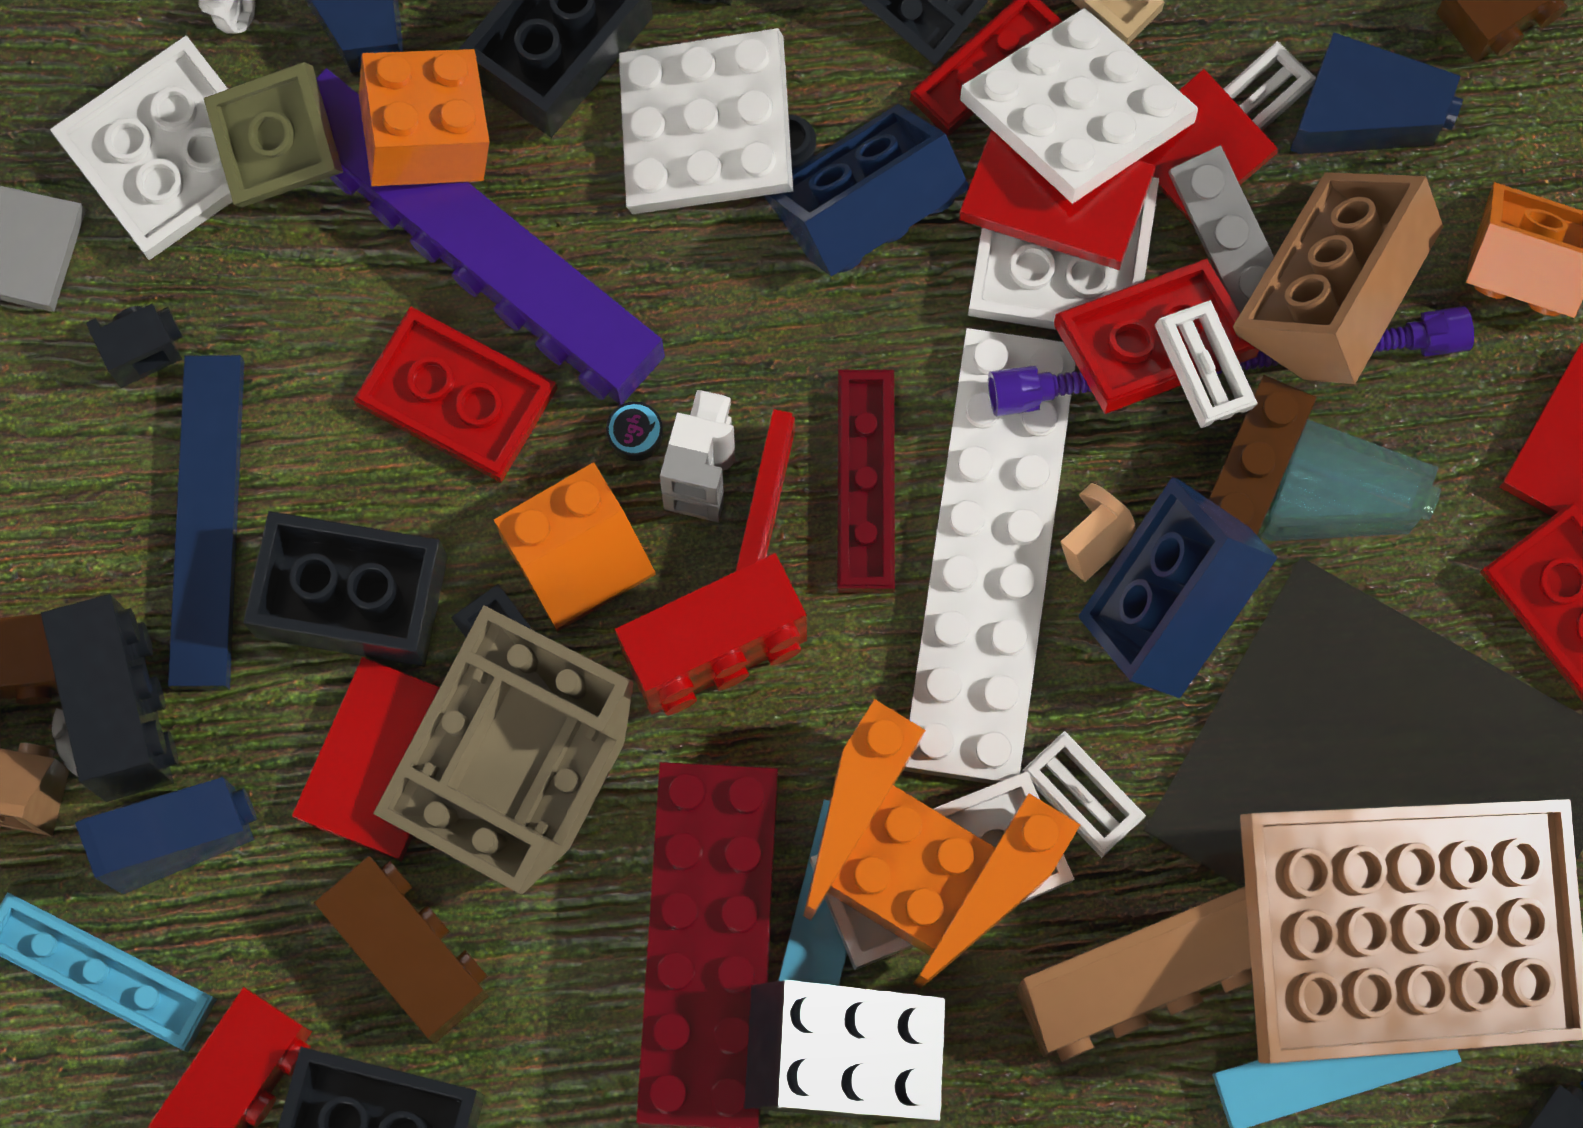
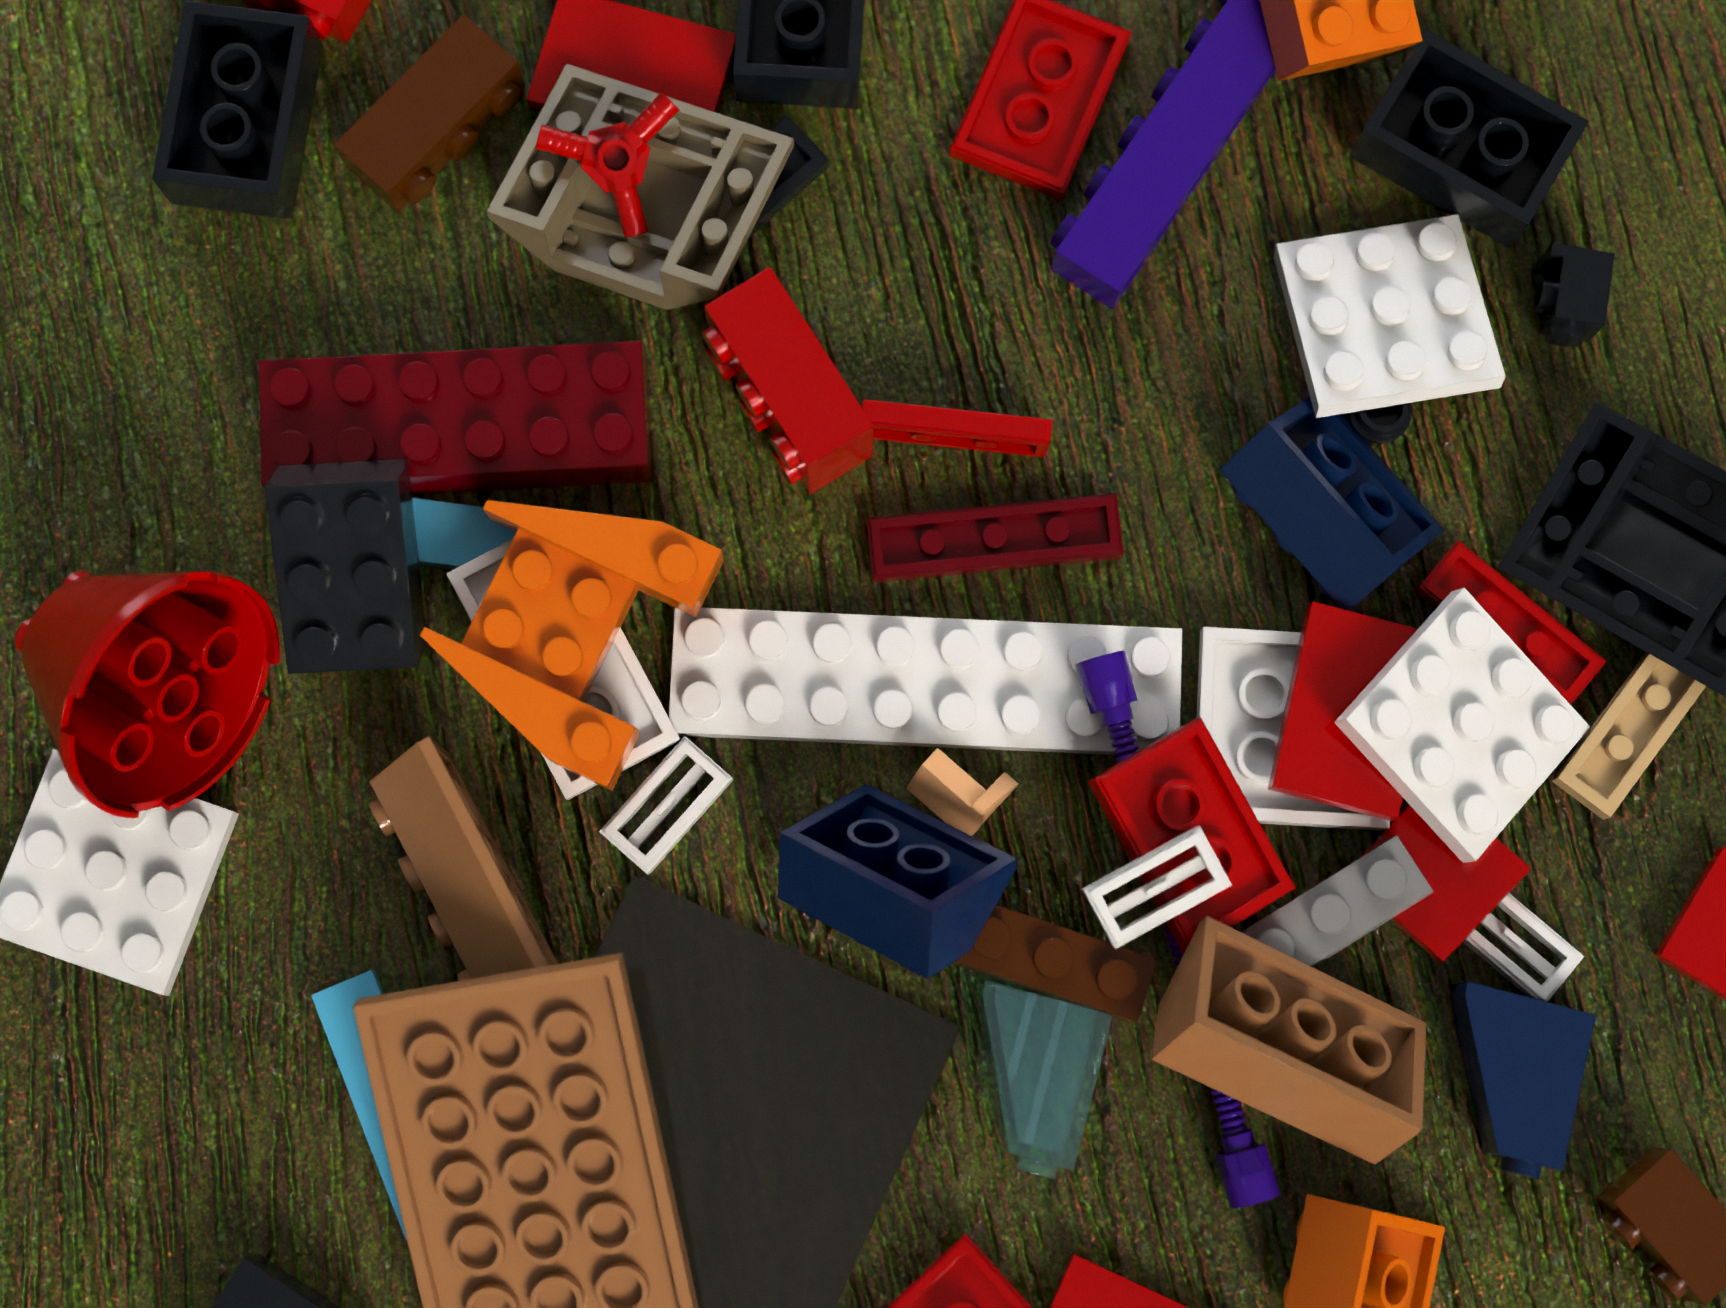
camera: 80 degrees right, 5 degrees up
(480, 769) = (615, 157): none -> red piece
(575, 546) = (879, 233): orange slope -> none
(634, 431) = (1020, 284): black tile -> none
(696, 456) = (992, 343): hips -> none

